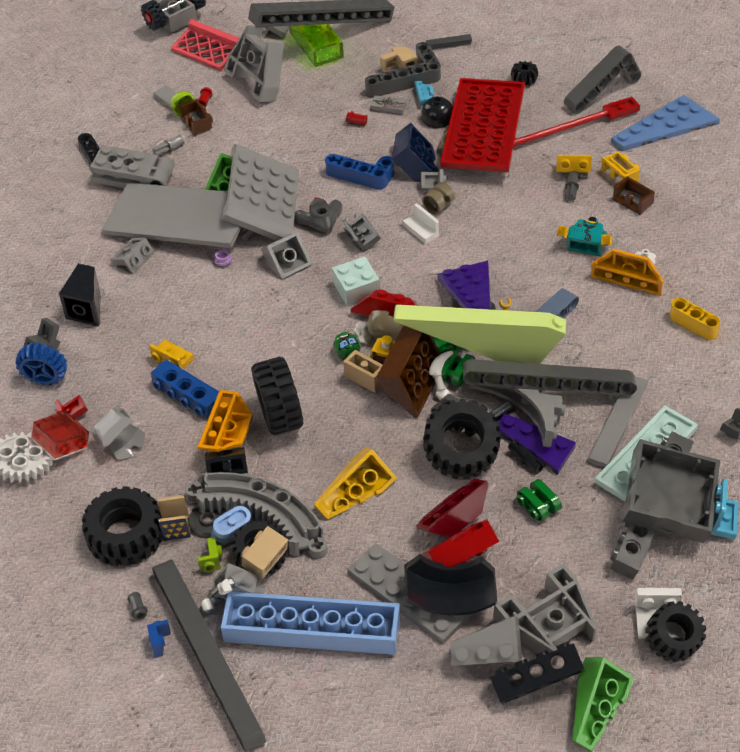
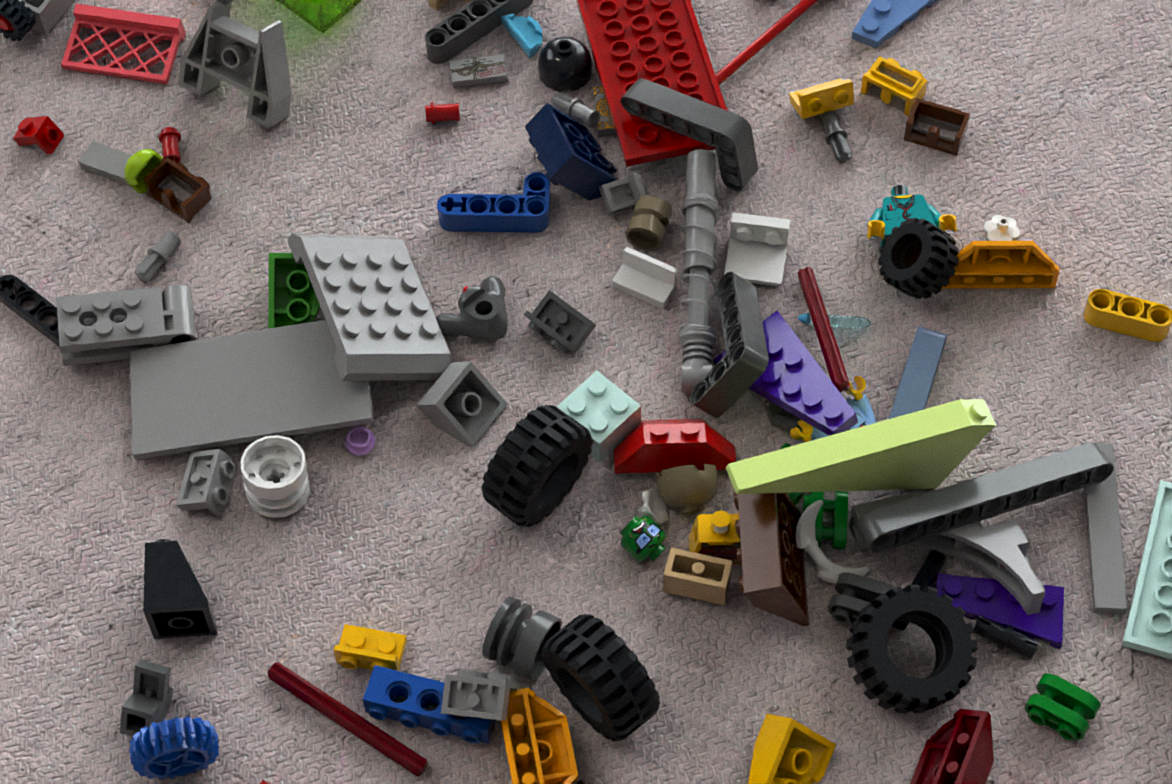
camera: 25 degrees left, 10 degrees up
(141, 384) = (347, 719): none -> dark red axle
(142, 74) = (39, 131): none -> red bracket
(166, 258) = (275, 476): none -> white wheel
(209, 386) = (478, 694): none -> light grey bracket
(239, 367) = (519, 637): none -> dark grey wheel
(302, 287) = (536, 465): none -> black tyre
(430, 135) = (576, 109): none -> light grey axle
(447, 268) = (744, 345): none -> dark grey beam
(476, 185) = (699, 265): none -> light grey piece
(492, 153) = (701, 122): none -> dark grey beam
(494, 226) = (758, 248): none -> white bracket
(505, 272) = (823, 329): none -> dark red axle
(517, 274) = (839, 321): none -> clear light blue piece
(580, 252) = (918, 258): none -> black tyre

